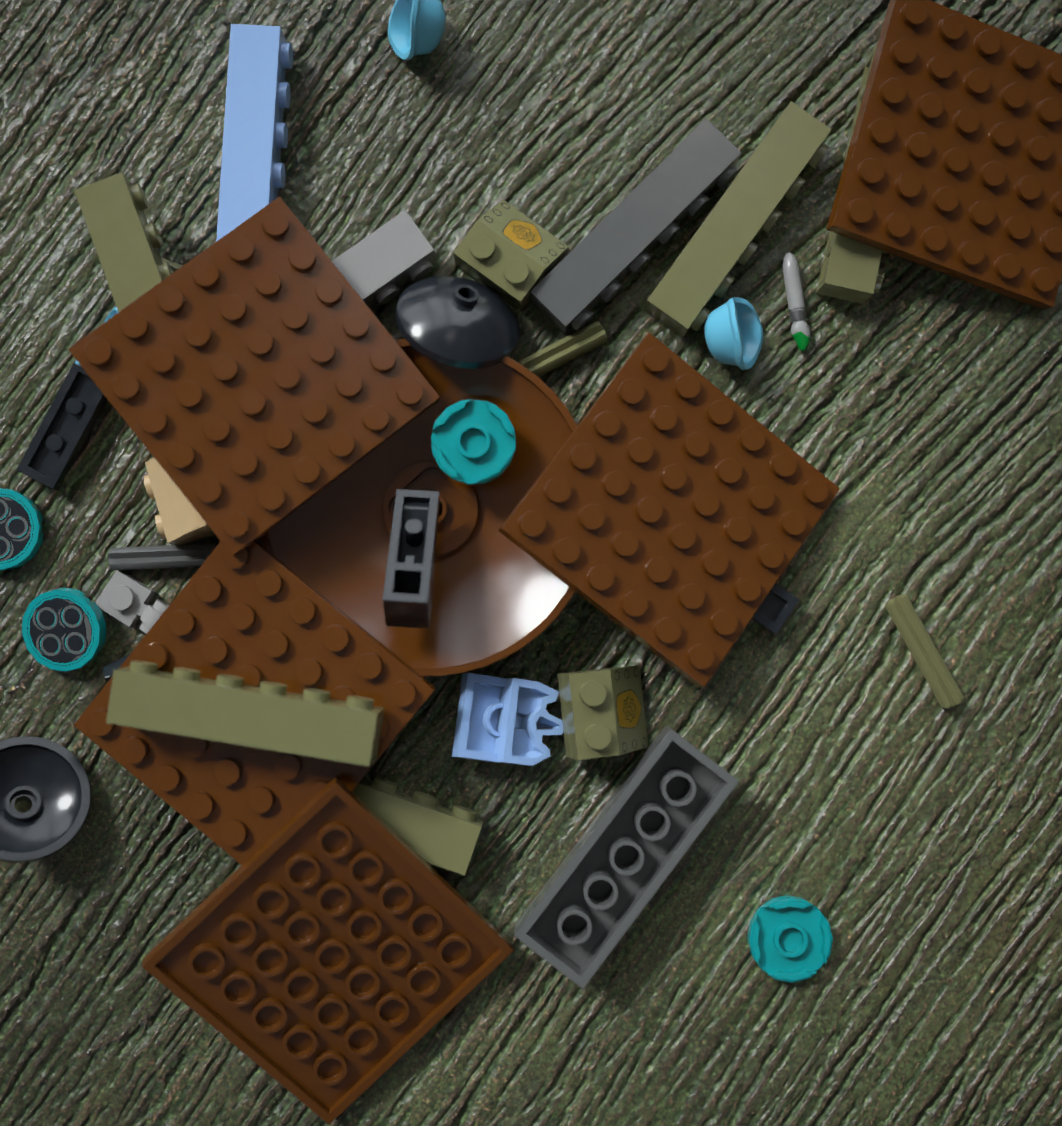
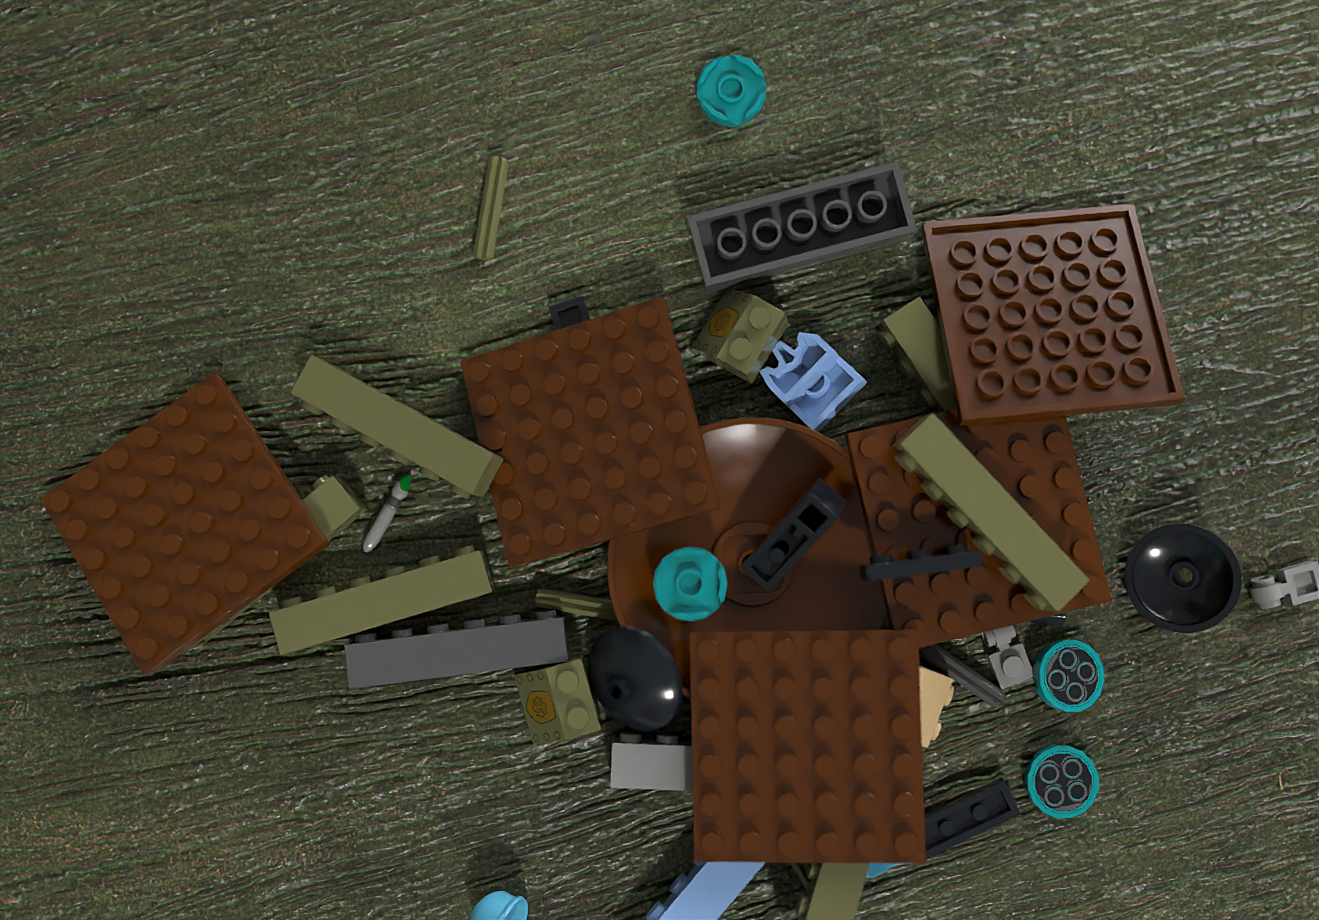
camera: 140 degrees left, 0 degrees up
(275, 618) = (919, 563): none -> black plate
(734, 333) = (448, 523): medium azure helmet -> none
(850, 380) = (397, 427): none -> olive brick

